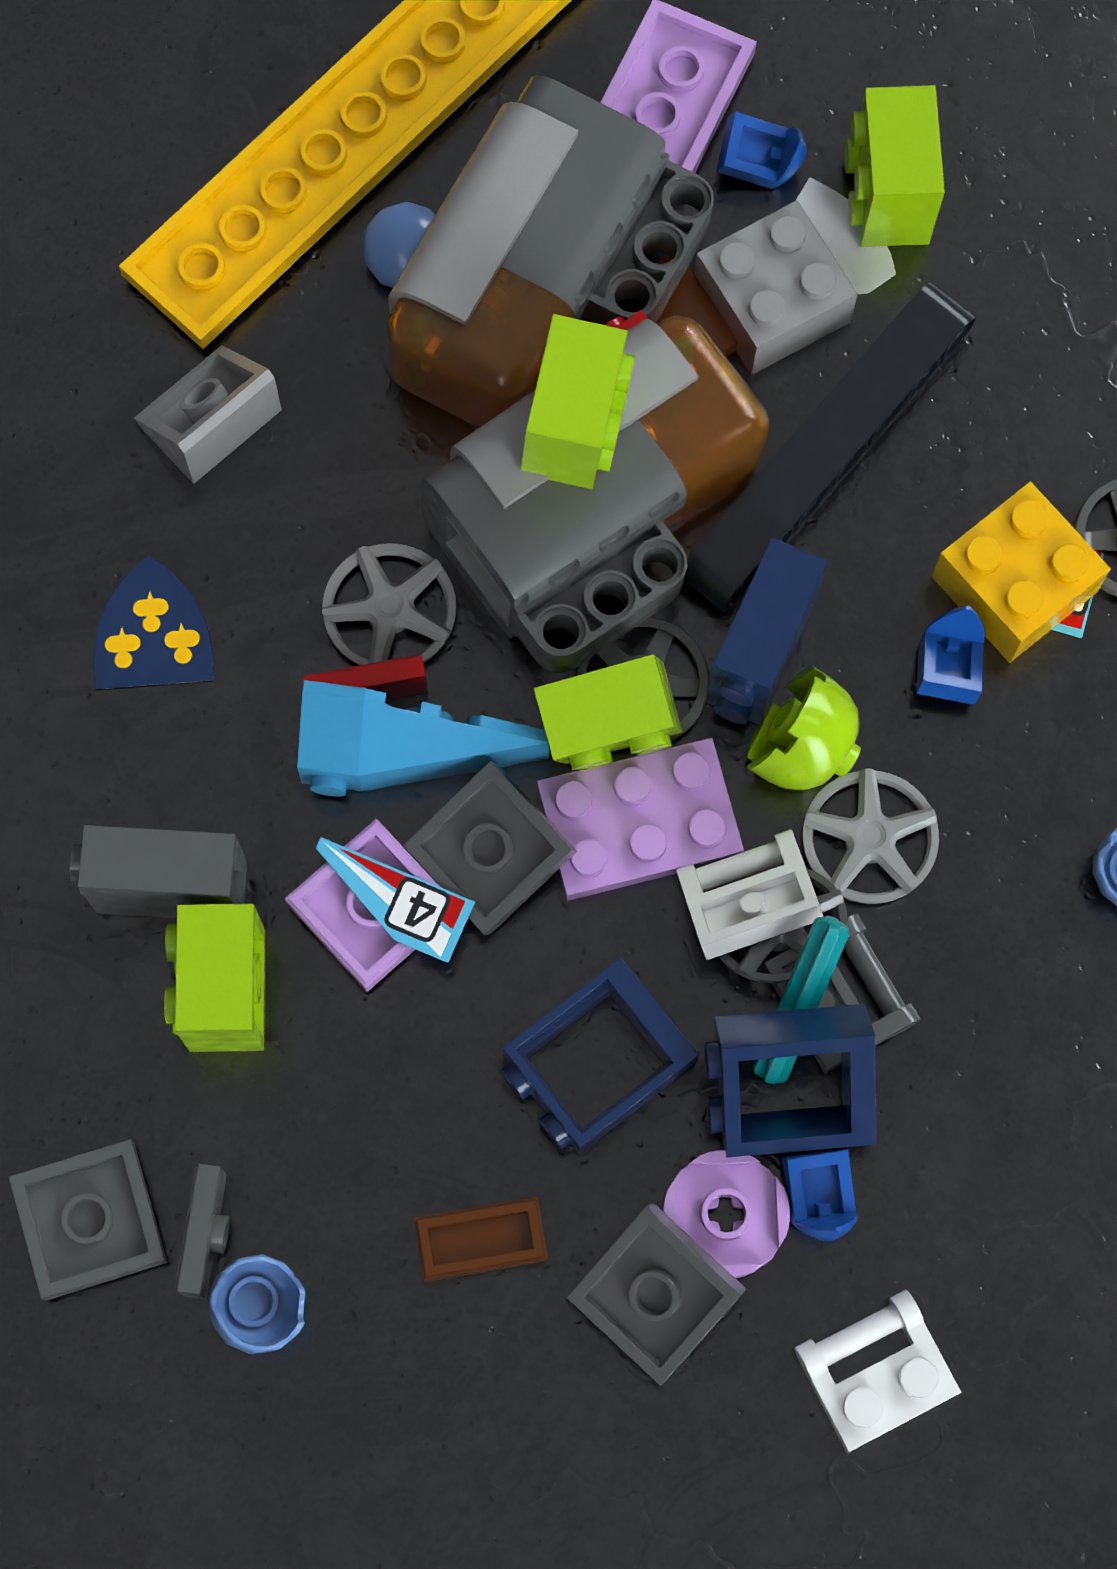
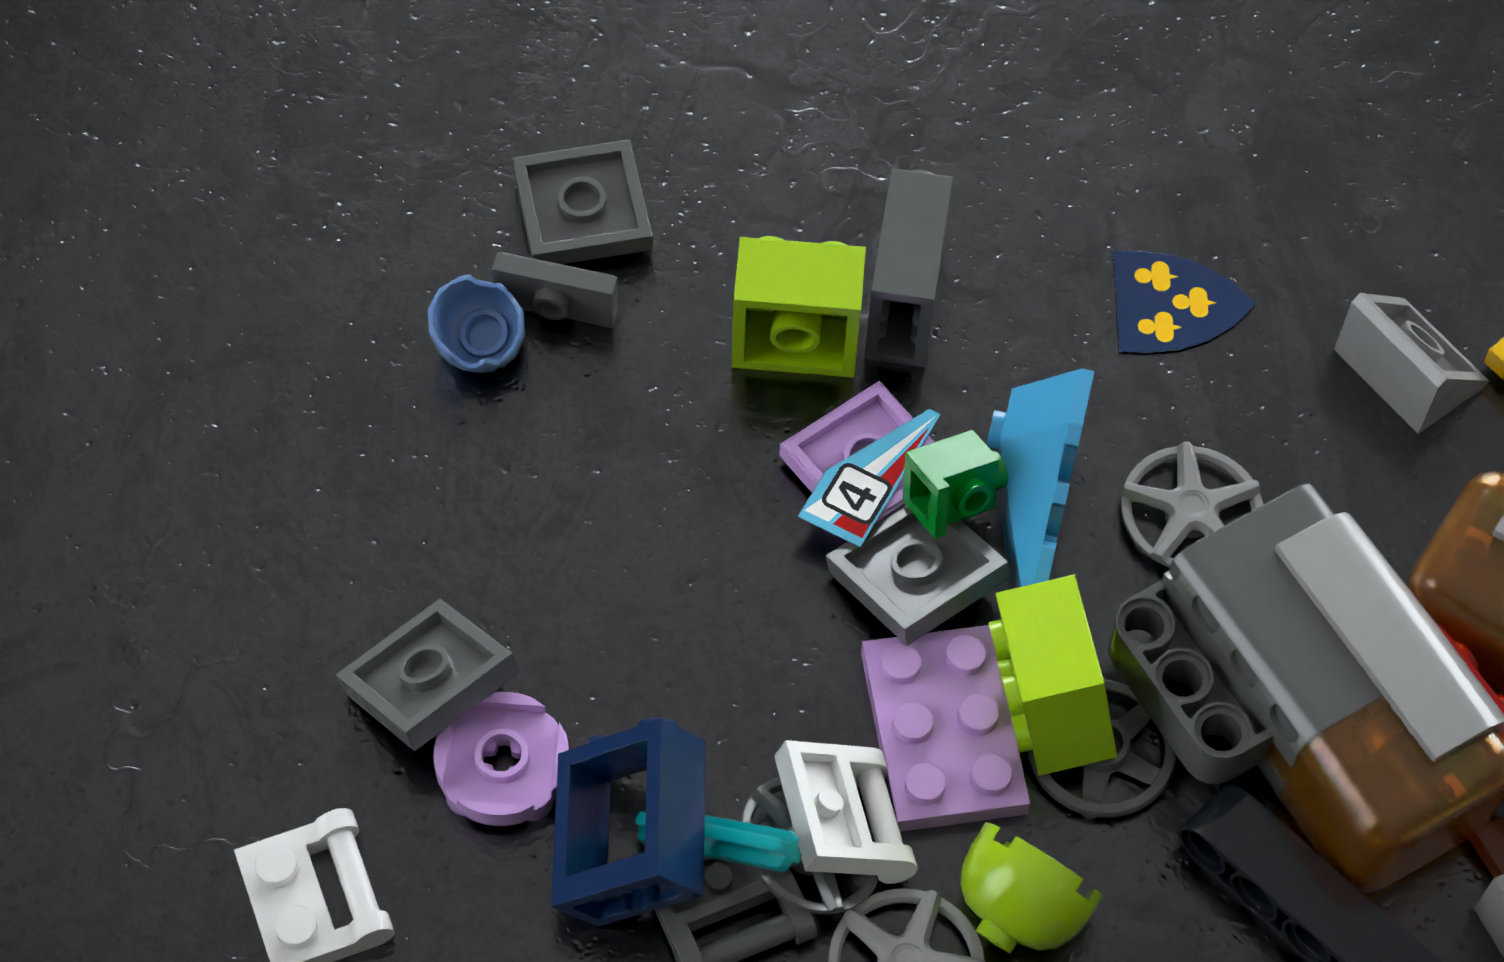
camera: 95 degrees right, 15 degrees down
(395, 677) = (1104, 472): red tile -> none
(411, 815) = (952, 481): none -> green brick
(480, 1239) = (513, 535): reddish brown tile -> none
(577, 402) = (1389, 595): lime brick -> none
(648, 1019) = (719, 699): dark blue window -> none
(765, 632) = (1142, 849): dark blue brick -> none
(820, 1192) = (508, 851): blue plate -> none

